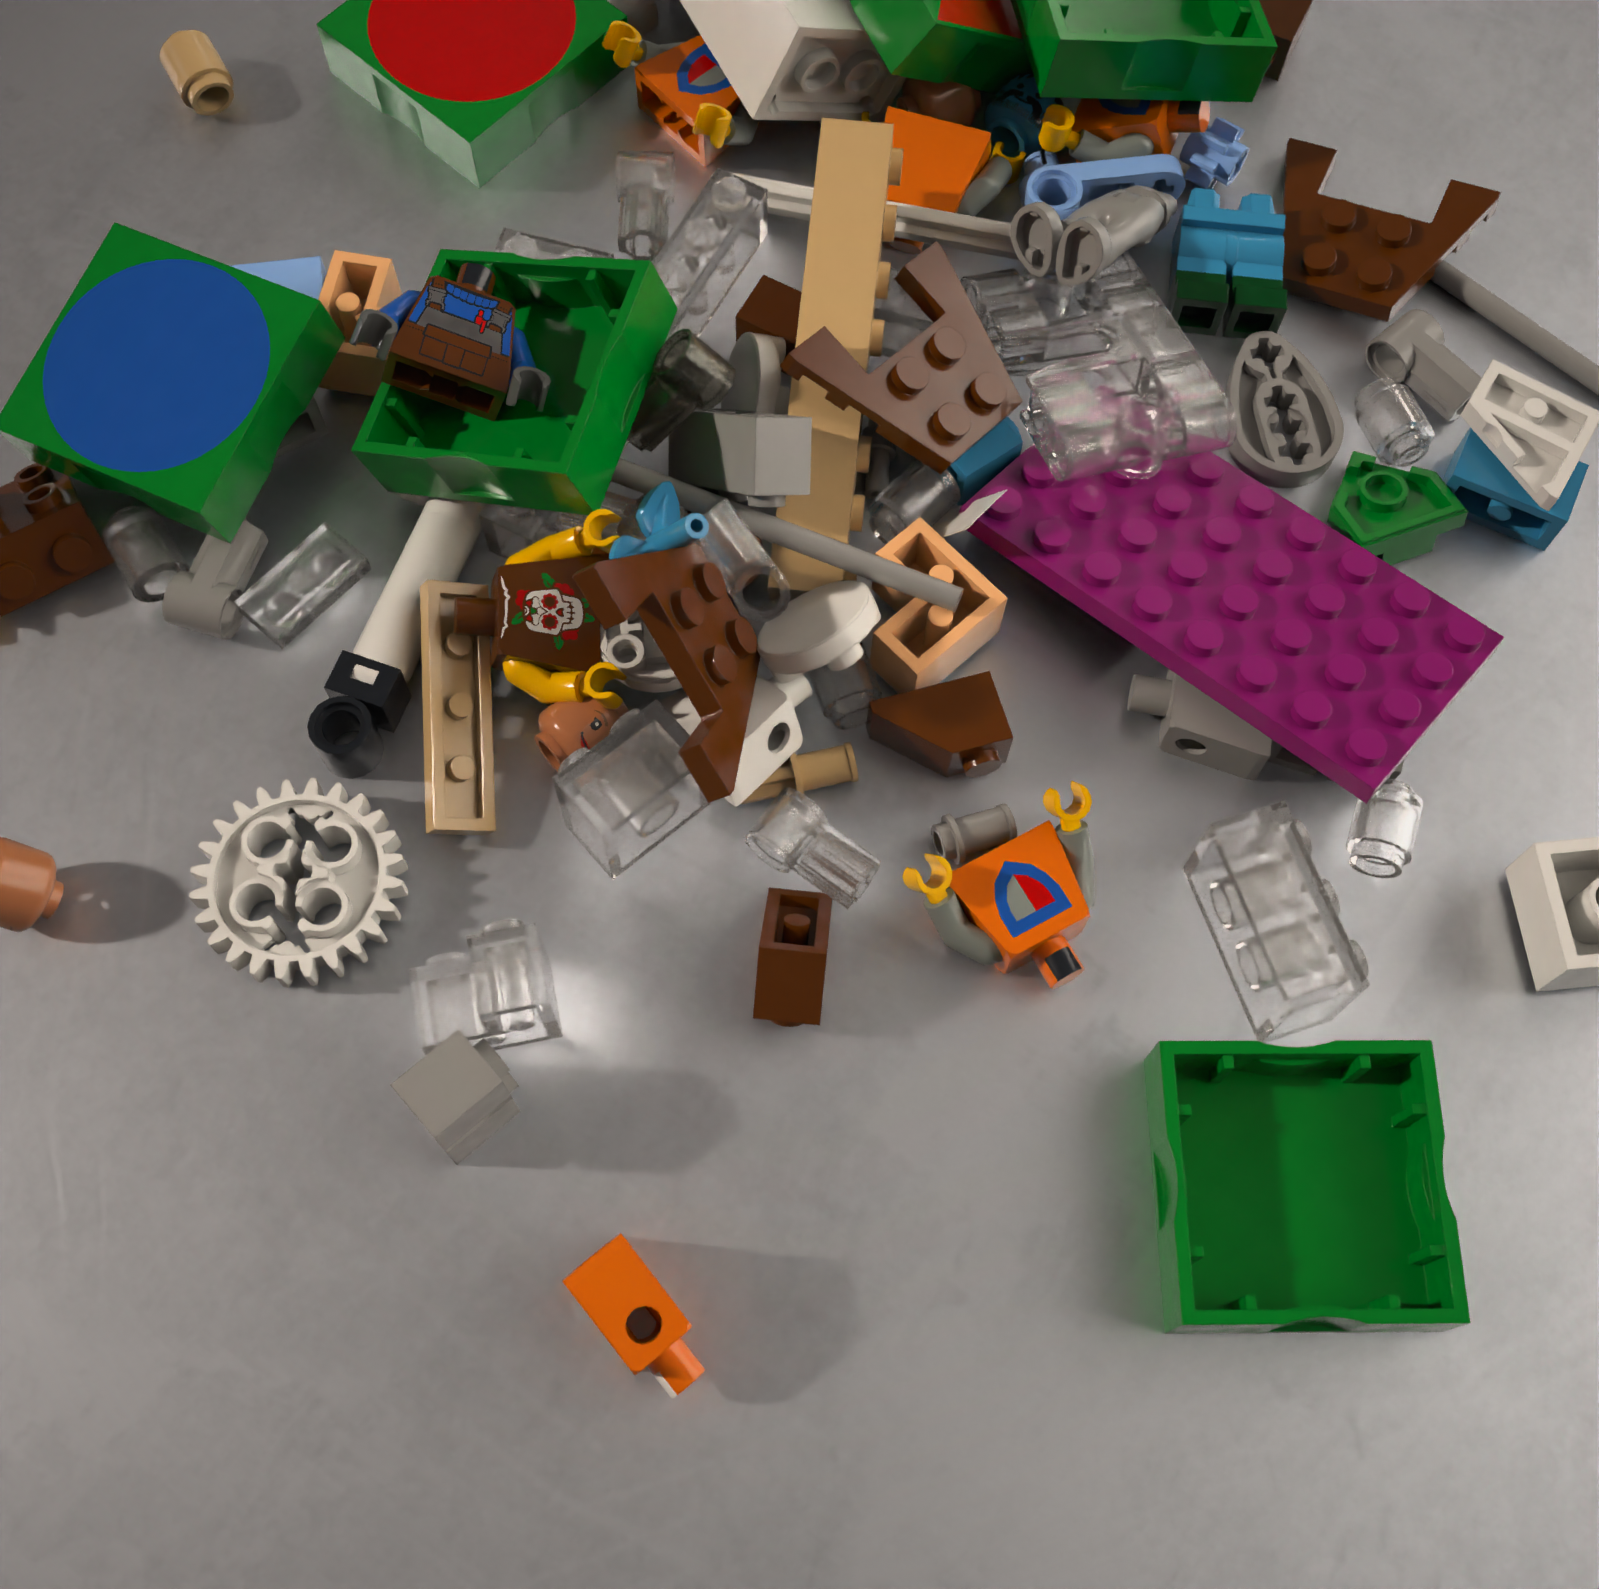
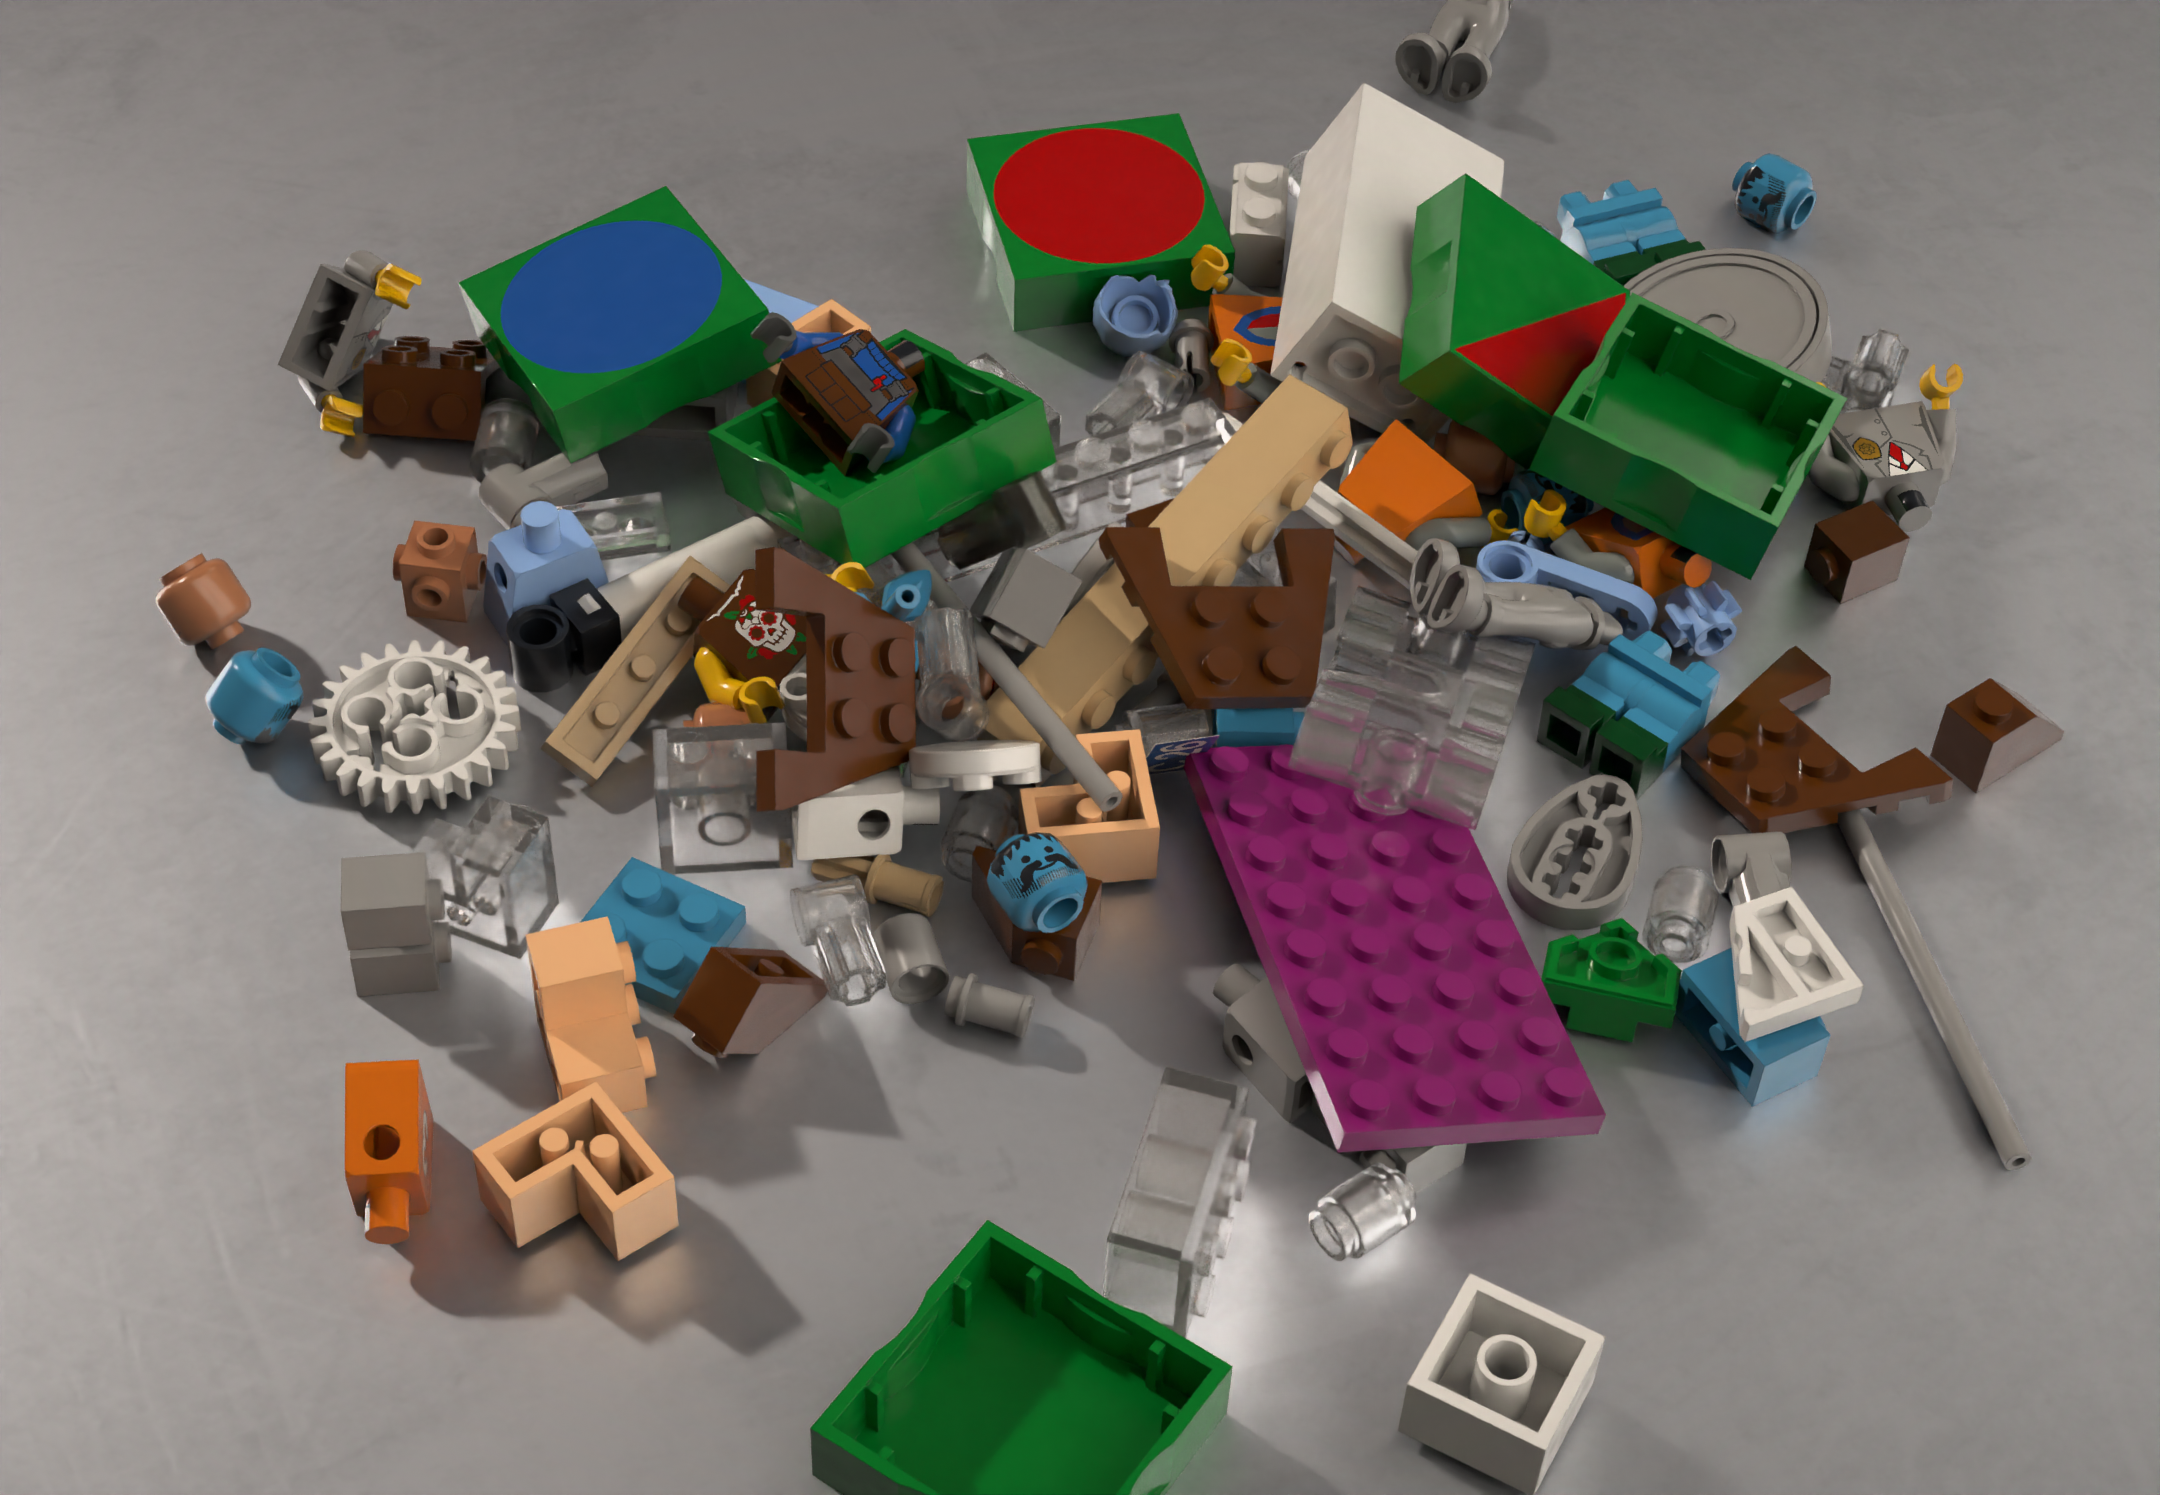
camera: 35 degrees right, 20 degrees down
(138, 949) = (254, 696): none -> dark azure head
(196, 716) = (440, 571): none -> nougat brick
(197, 72) = (851, 136): tan brick -> none
(291, 667) = (536, 561): none -> light blue torso
(581, 119) = (1134, 314): none -> light blue hair
(640, 121) = (1191, 344): none -> light grey pin
(657, 944) = (667, 928): none -> dark azure plate
(687, 1074) = (590, 1012): none -> light nougat brick
(799, 1200) = (573, 1162): none -> light nougat brick
(884, 831) = (911, 958): none -> light grey beam
(958, 711) = (1037, 882): none -> dark azure head
(1019, 897) = (979, 1068): torso -> none
(1476, 137) = (1991, 734): none -> reddish brown slope

